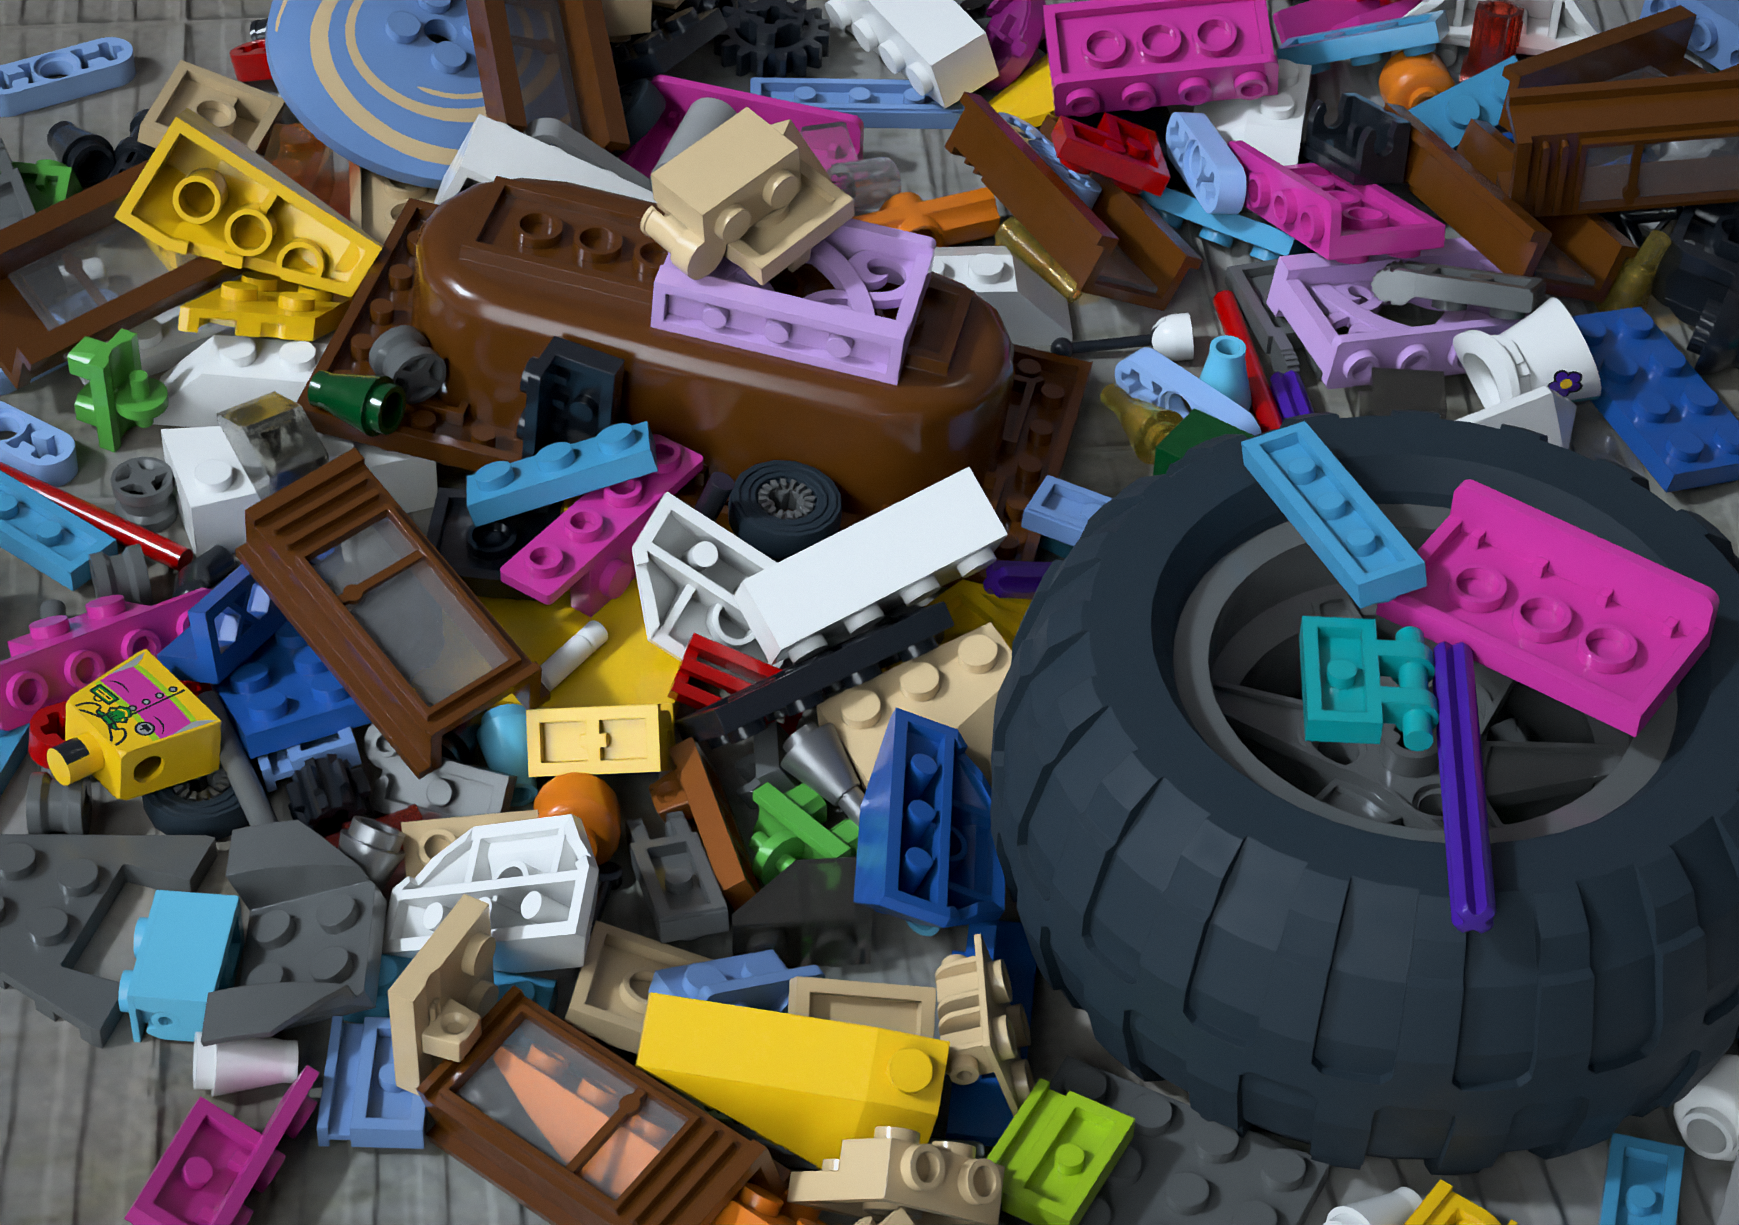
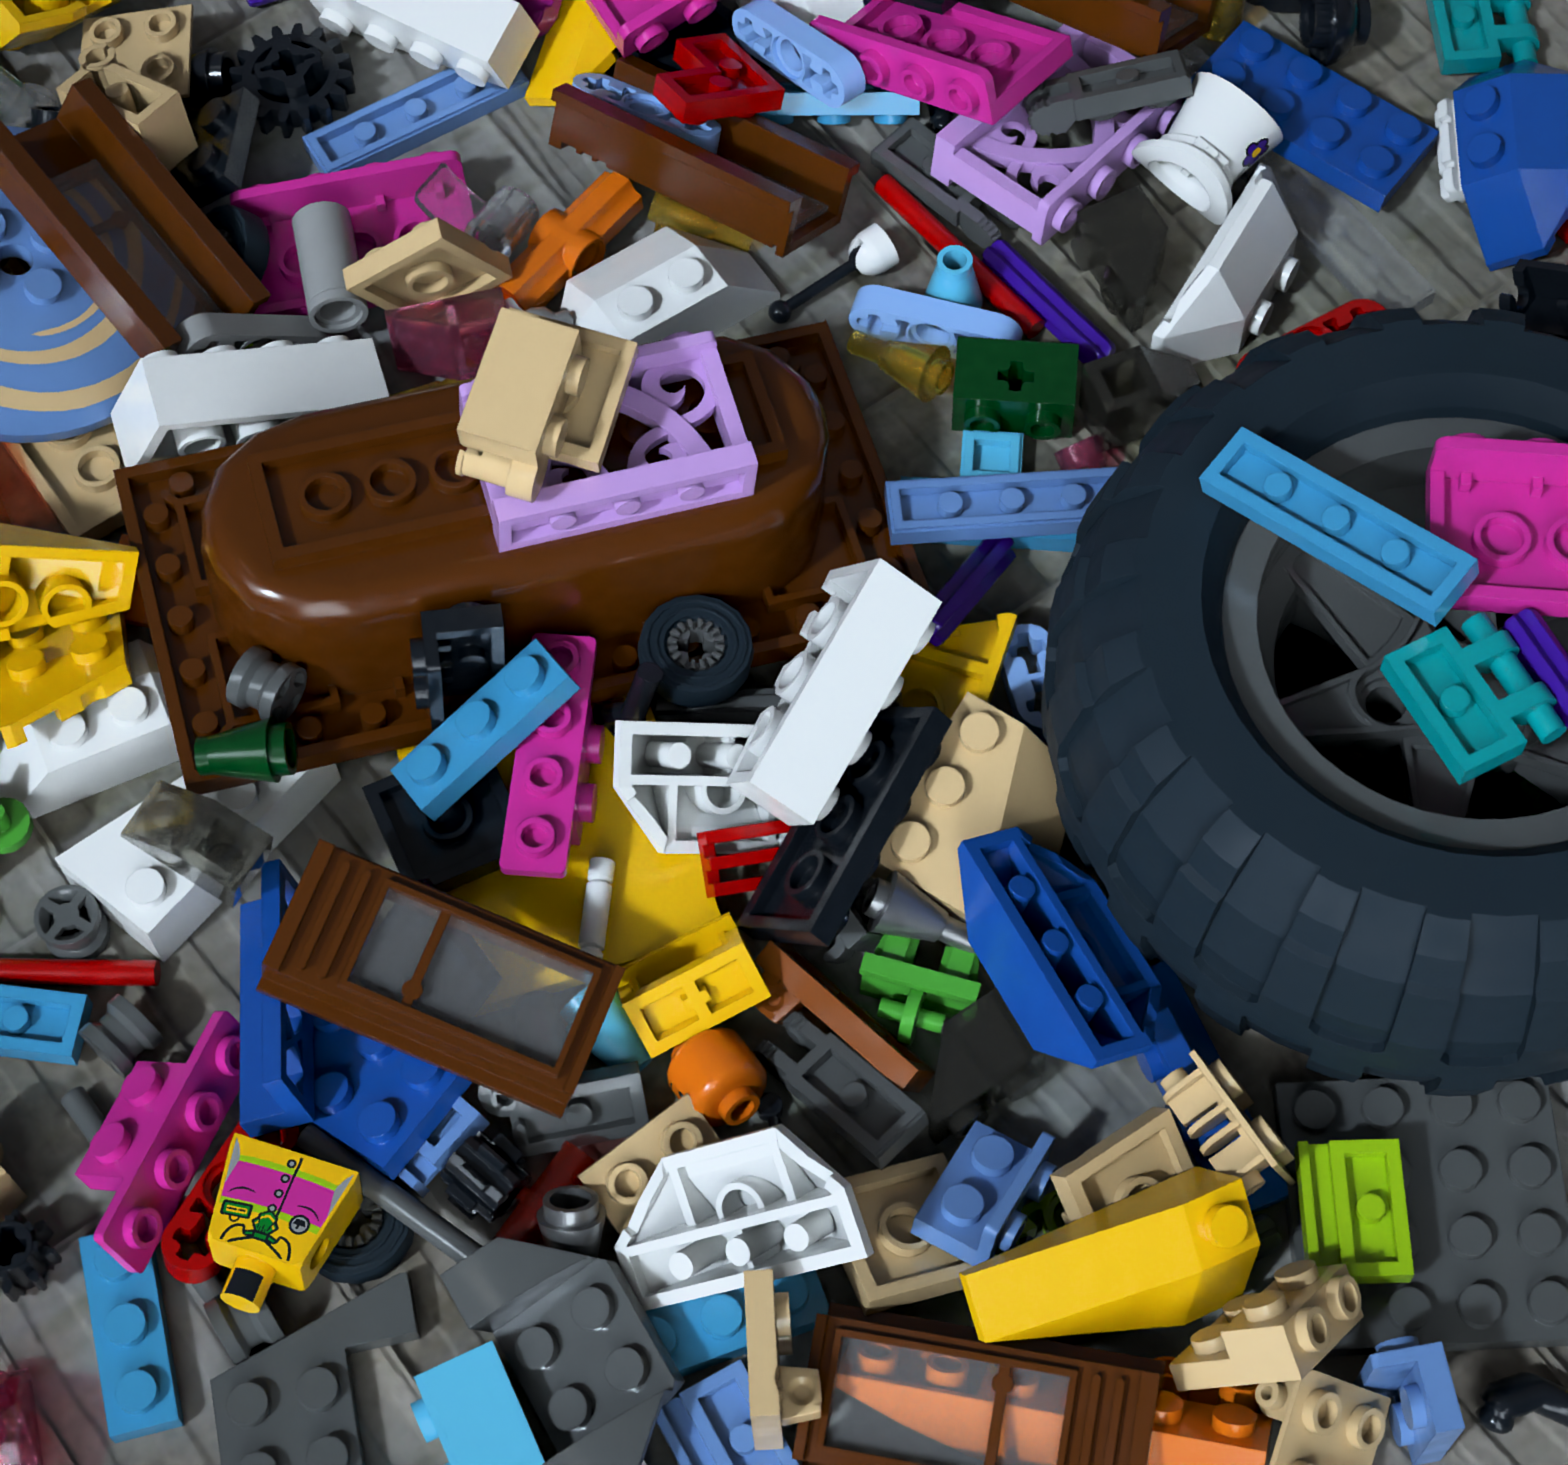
camera: 25 degrees left, 20 degrees up
(204, 571) = (184, 995): black arm -> none

